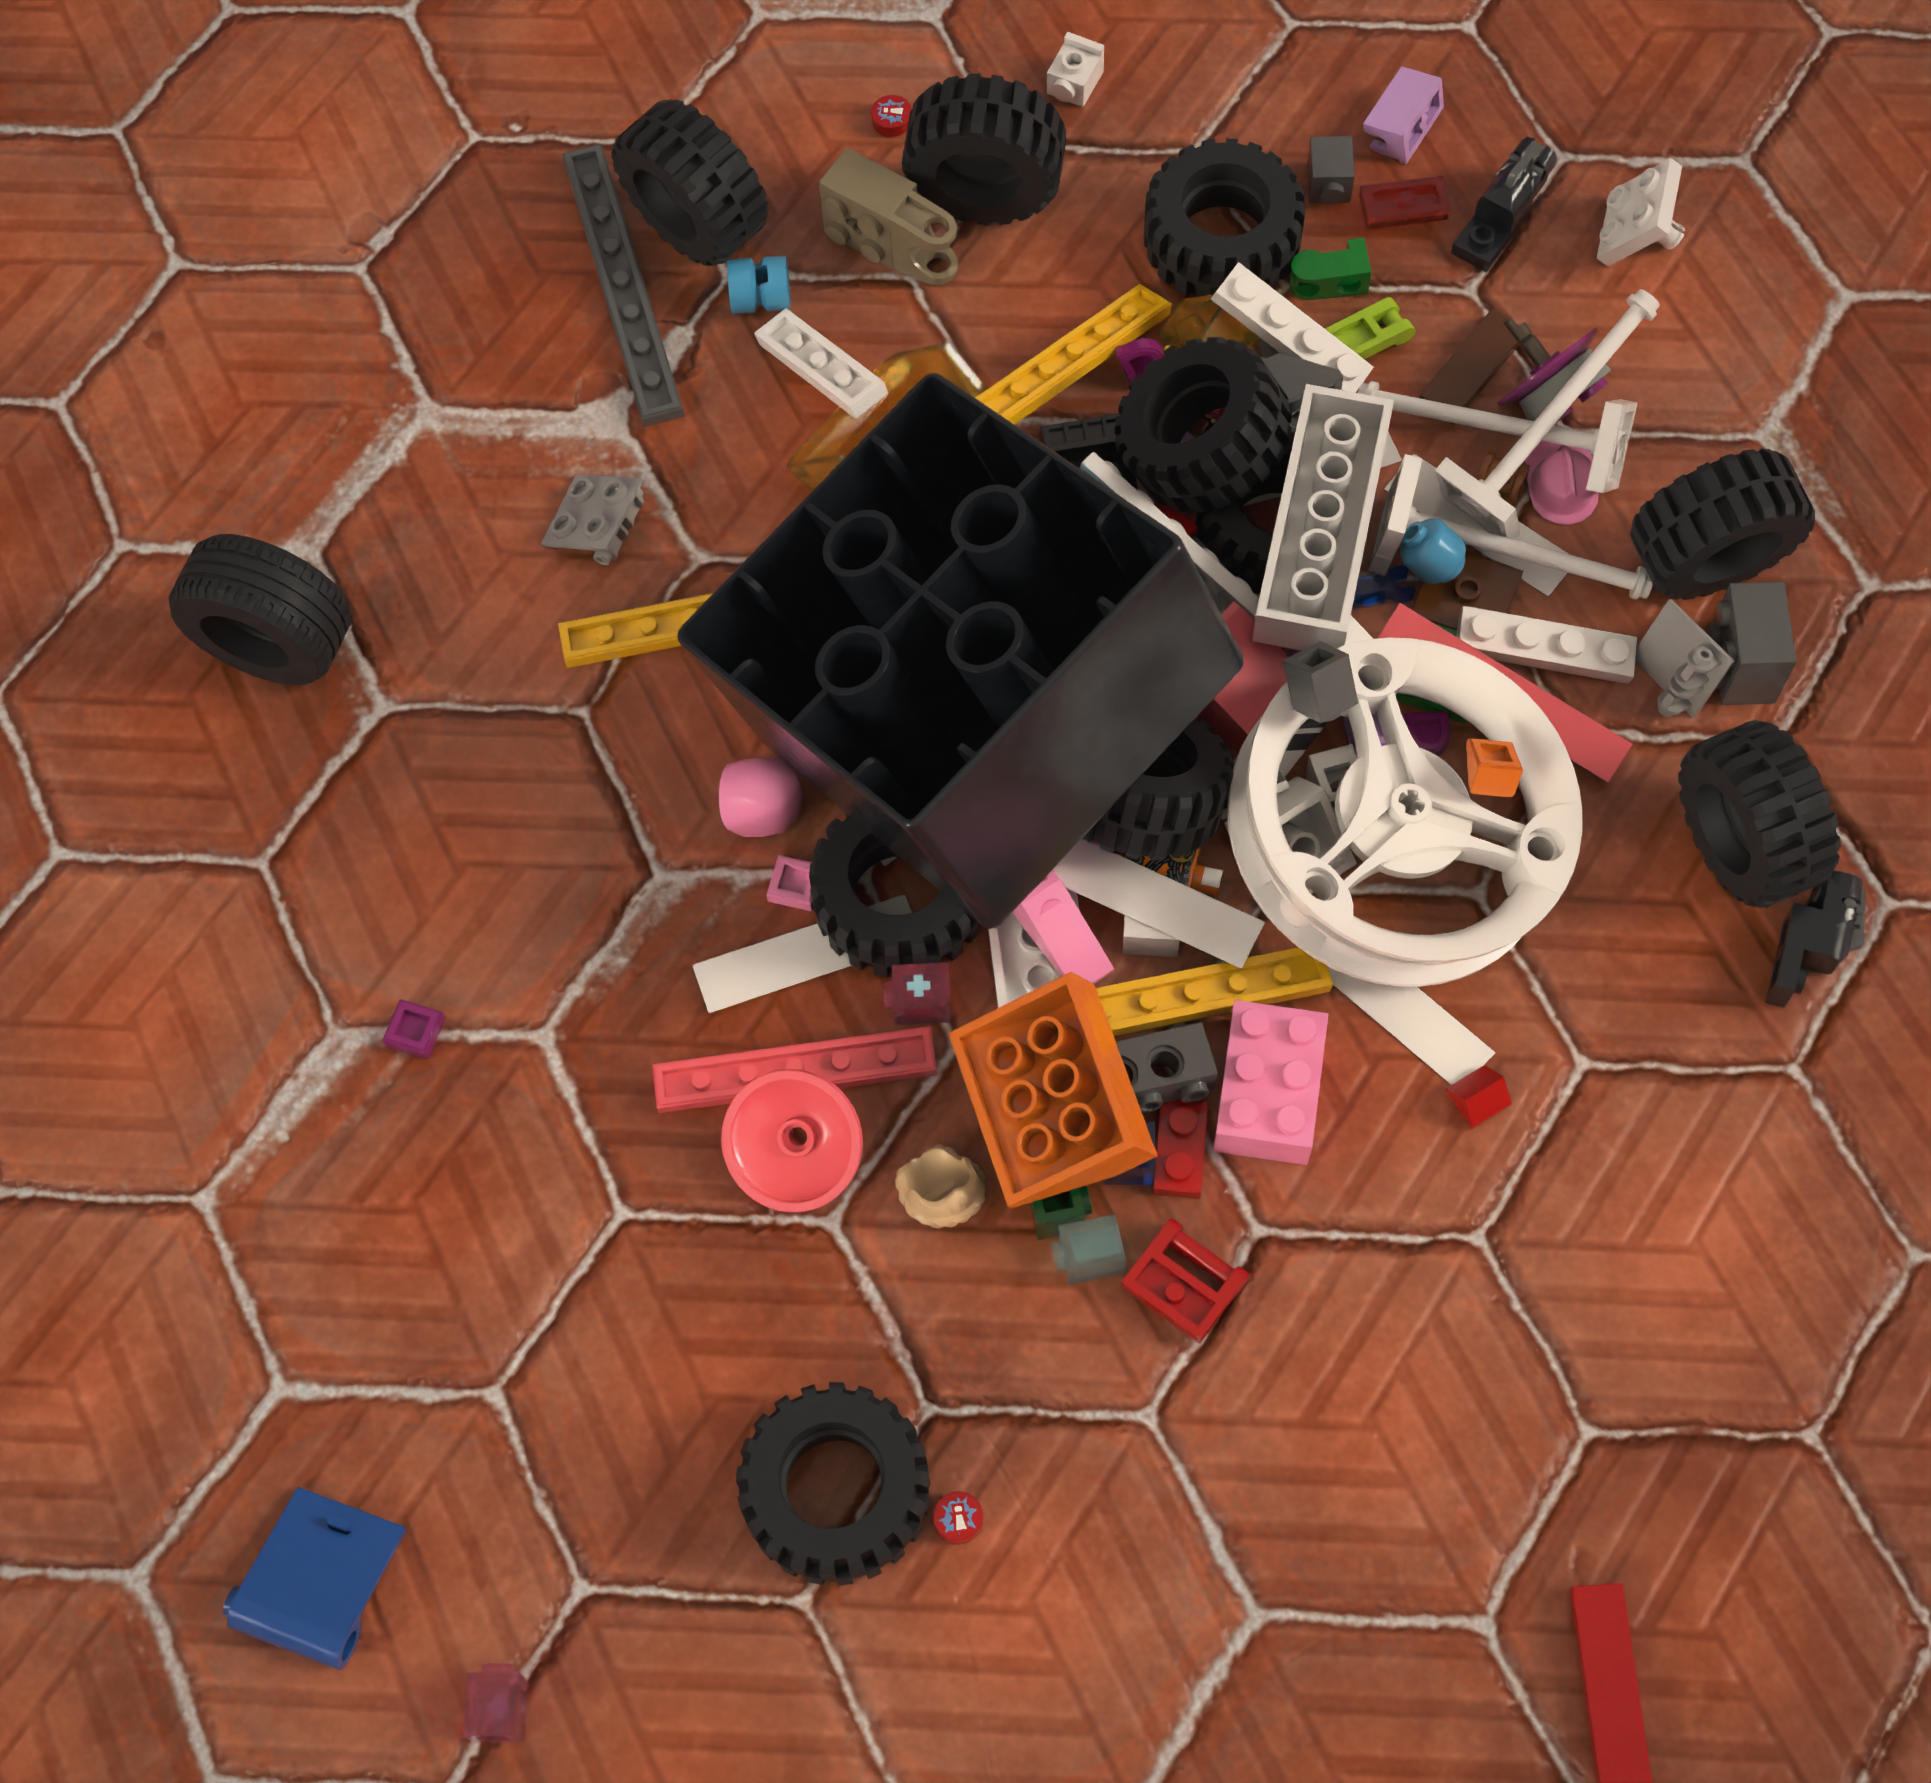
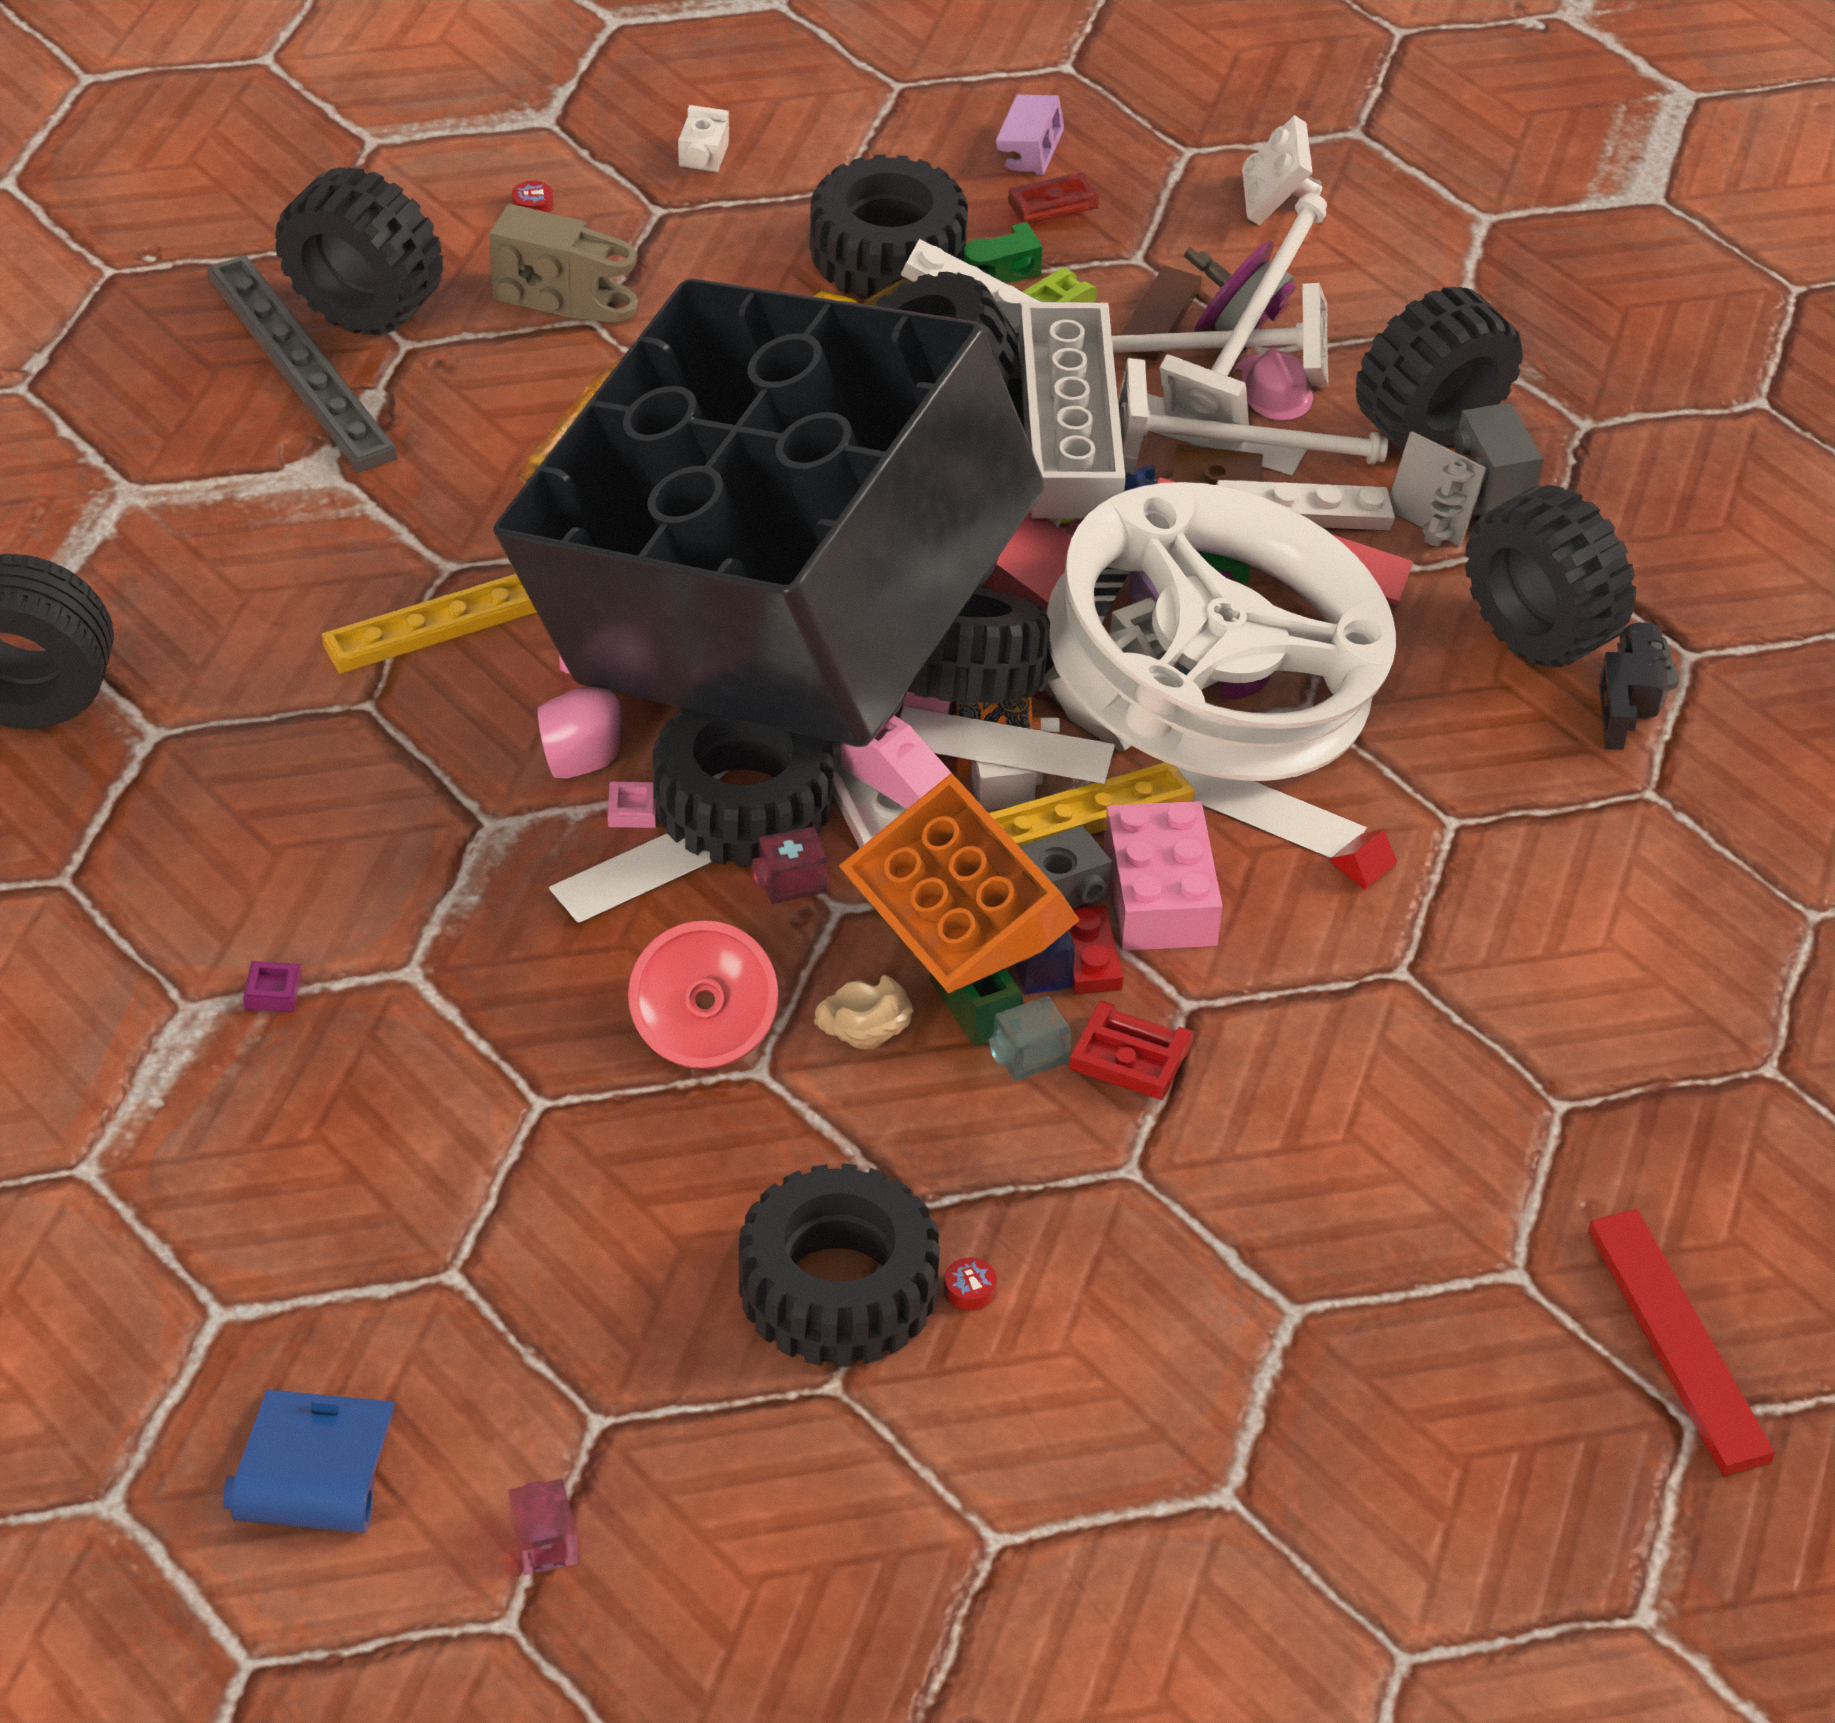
camera: 20 degrees left, 20 degrees down
(596, 515) = (335, 540): light grey hinge -> none
(744, 279) = (444, 337): dark azure wheel -> none
(821, 363) = (526, 383): white plate -> none
(841, 1061) = (608, 972): coral tile -> none
(985, 149) = (639, 149): black tyre -> none
(1320, 682) = (1117, 507): dark grey brick -> none
(1330, 169) = (978, 178): dark grey brick -> none
(1432, 551) = (1175, 439): dark azure head -> none
(1492, 767) = (1295, 571): orange slope -> none
(1505, 204) = (1149, 184): black plate -> none

